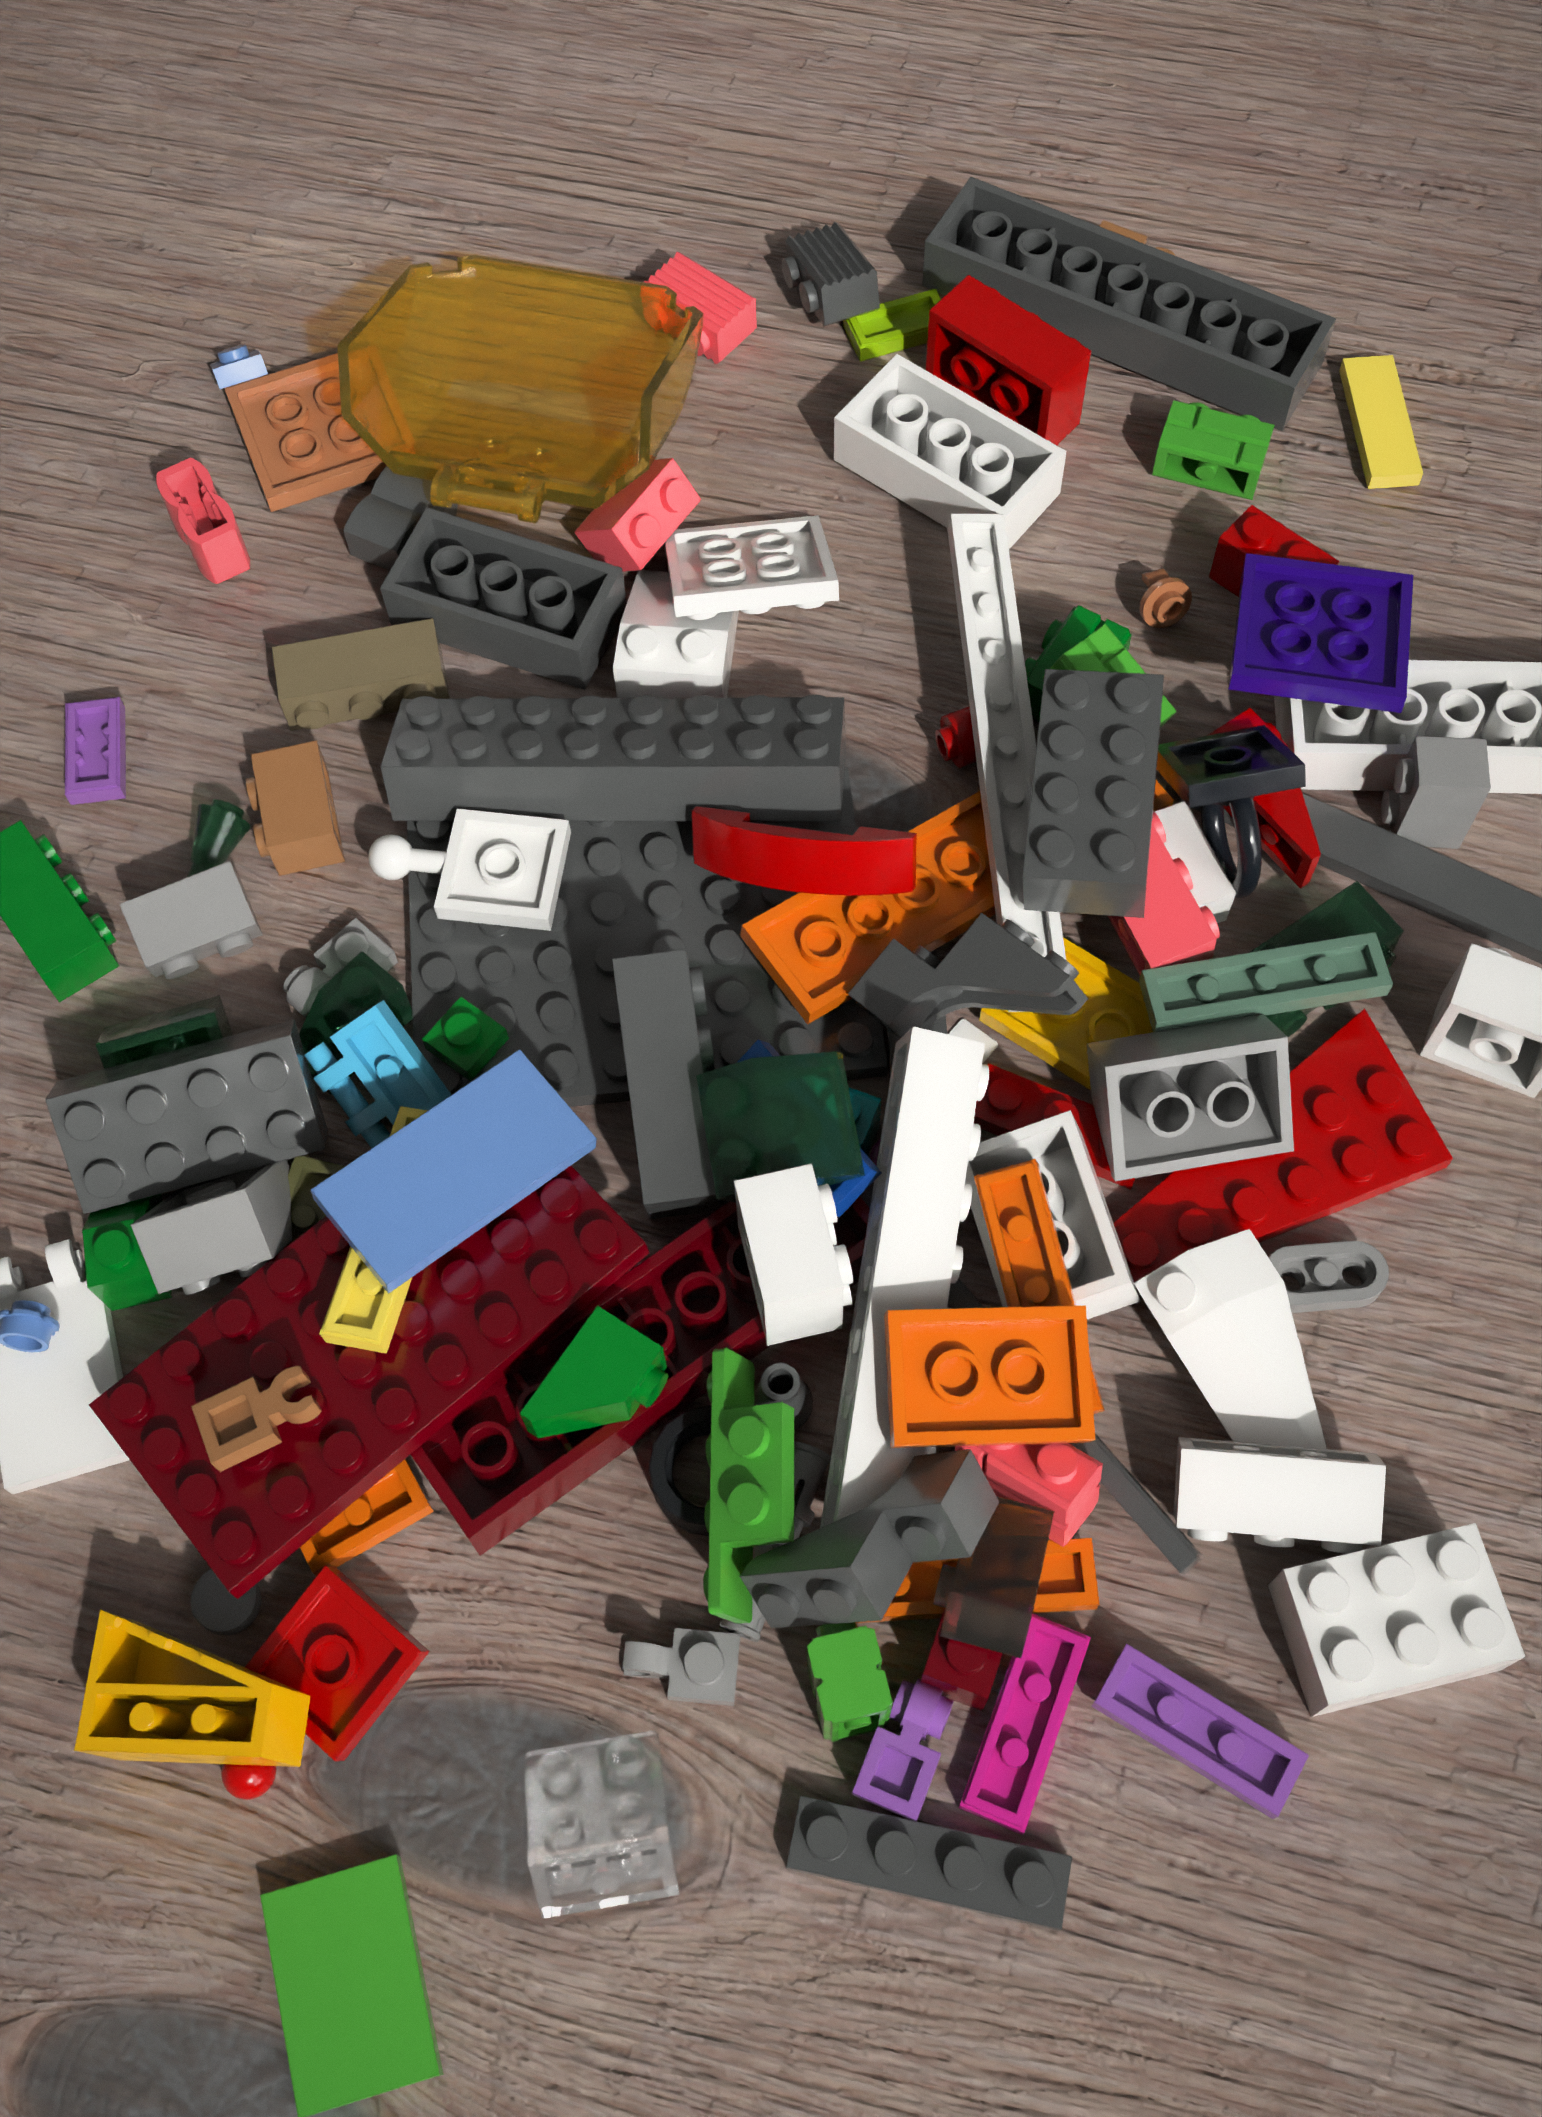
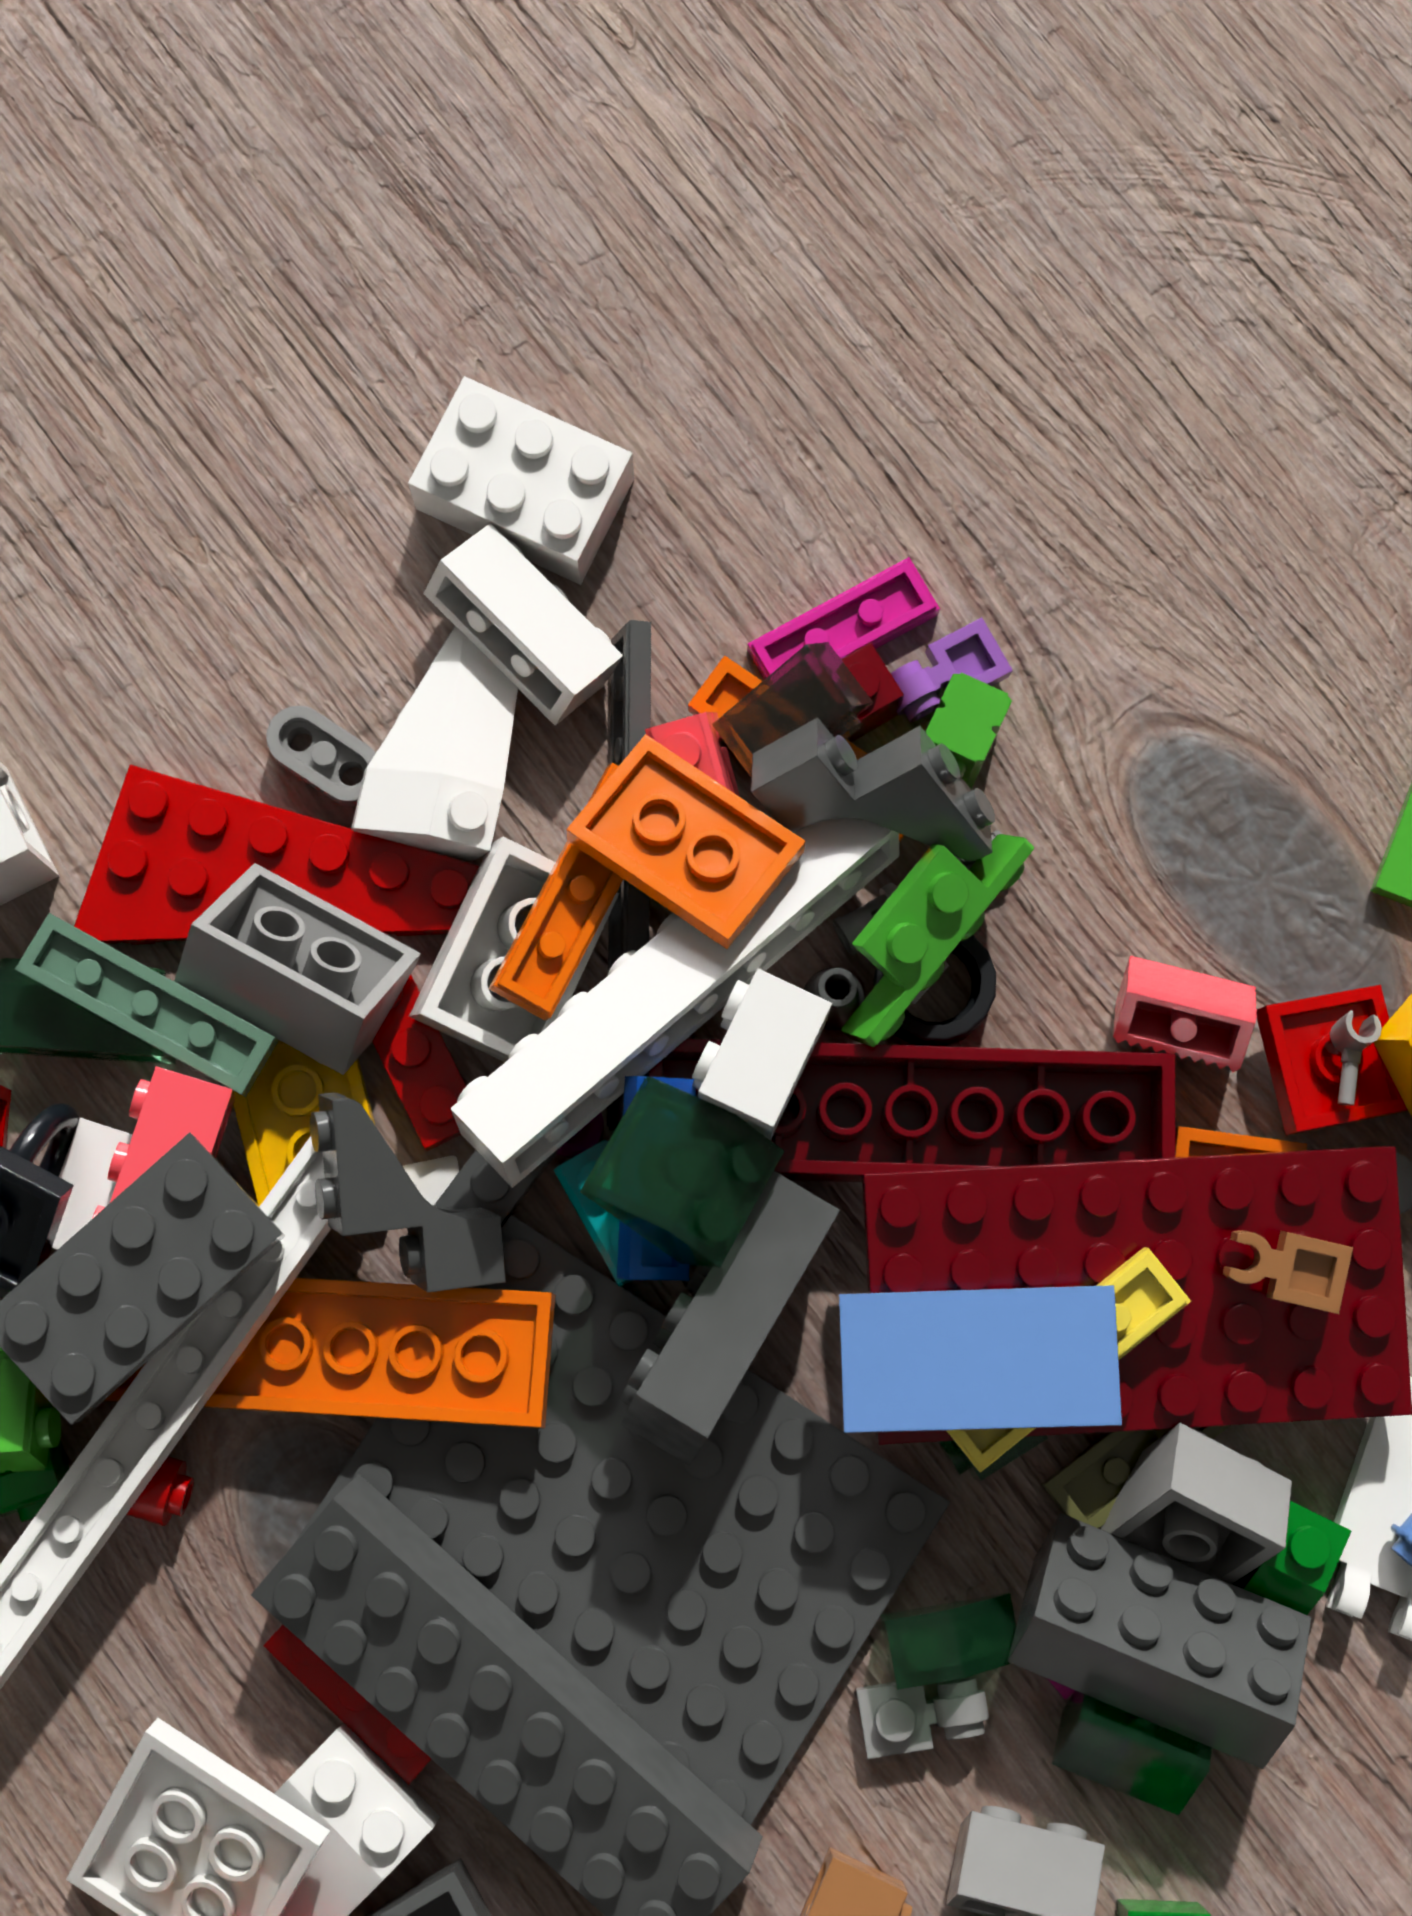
camera: 145 degrees left, 15 degrees up
(319, 1669) = (1351, 1047): none -> light grey hand
(386, 1064) = (953, 1546): medium azure plate -> none
(465, 1038) = (861, 1529): green plate -> none
(486, 1596) = (1185, 1013): none -> coral brick
(493, 871) = (708, 1688): white plate -> none
(597, 1379) = (986, 1087): green slope -> none
(598, 1825) = (1208, 799): clear bracket -> none
(698, 1665) = (1061, 855): light grey plate -> none
(804, 859) = (444, 1446): red slope -> none
(930, 1863) = (991, 588): dark grey plate -> none
(1200, 1731) = (727, 524): medium lavender plate -> none

